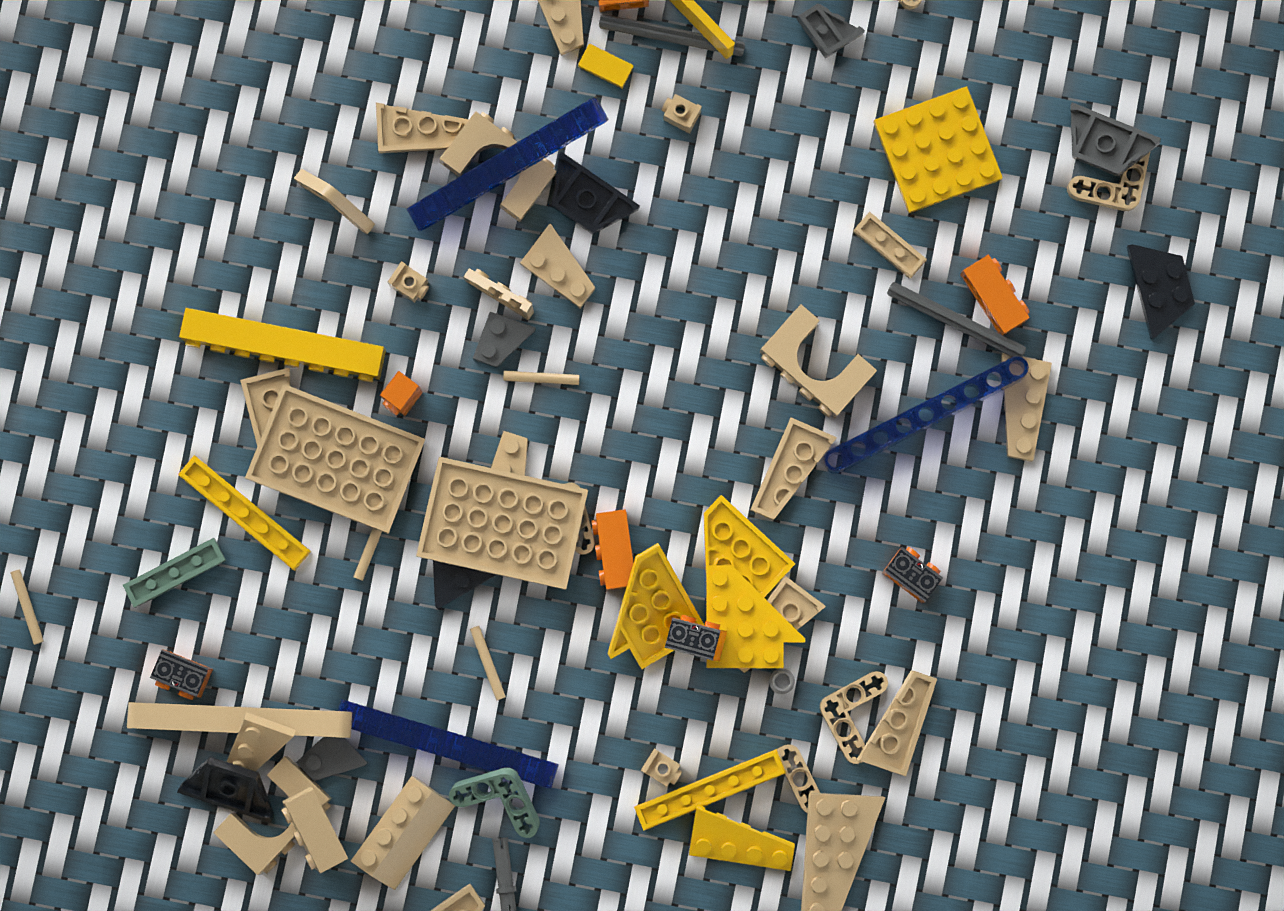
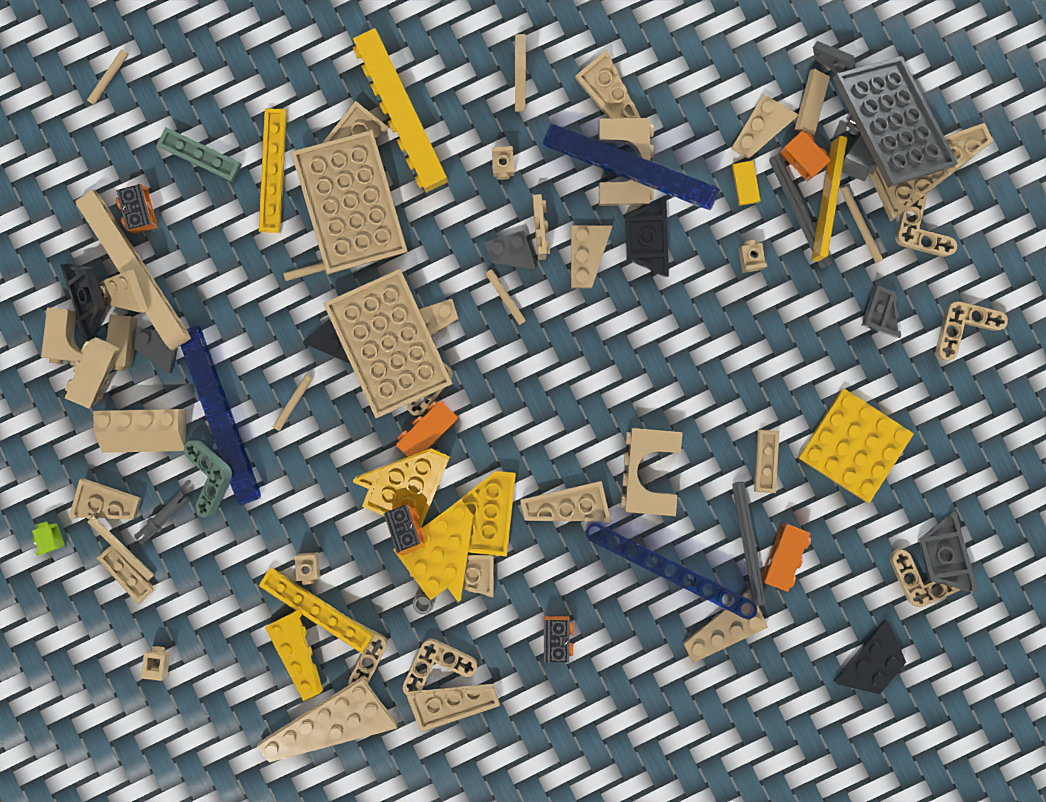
camera: 50 degrees right, 5 degrees up
(400, 394) = (423, 212): orange brick -> none

